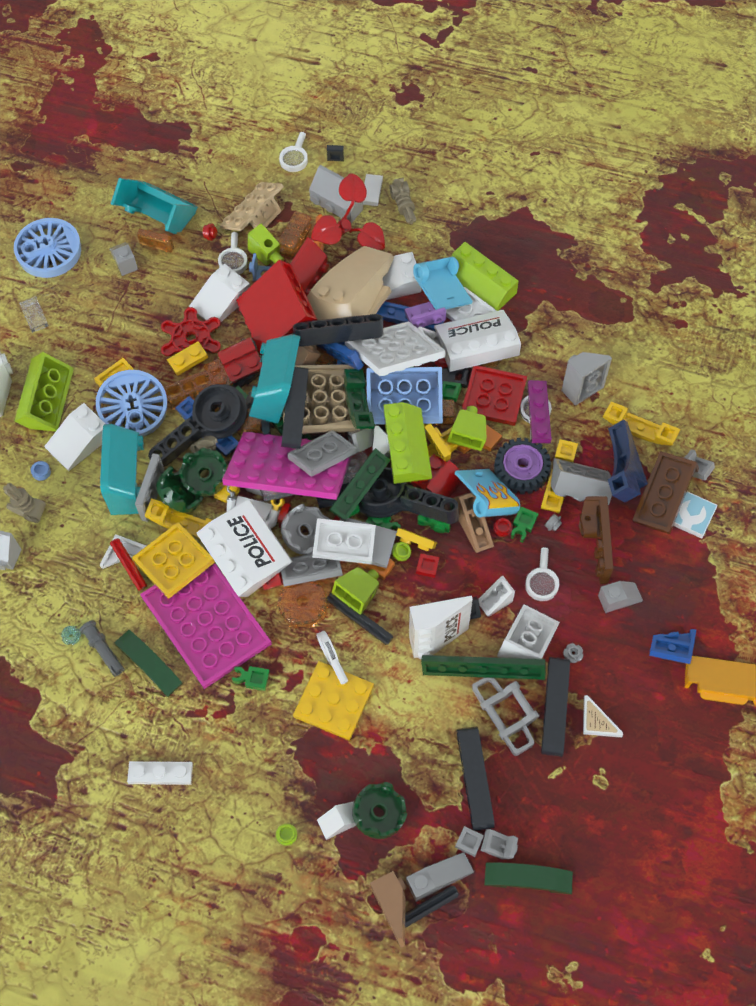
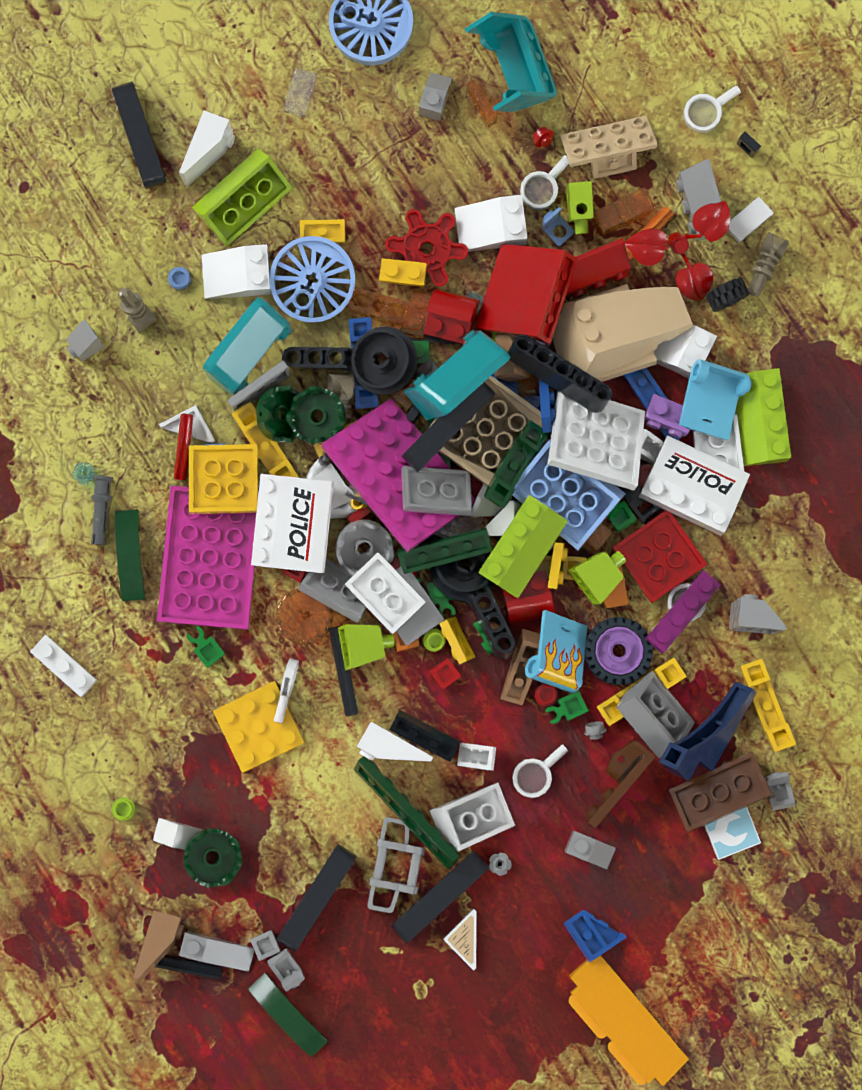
camera: 40 degrees right, 20 degrees up
(397, 229) = (727, 294): none -> black tyre

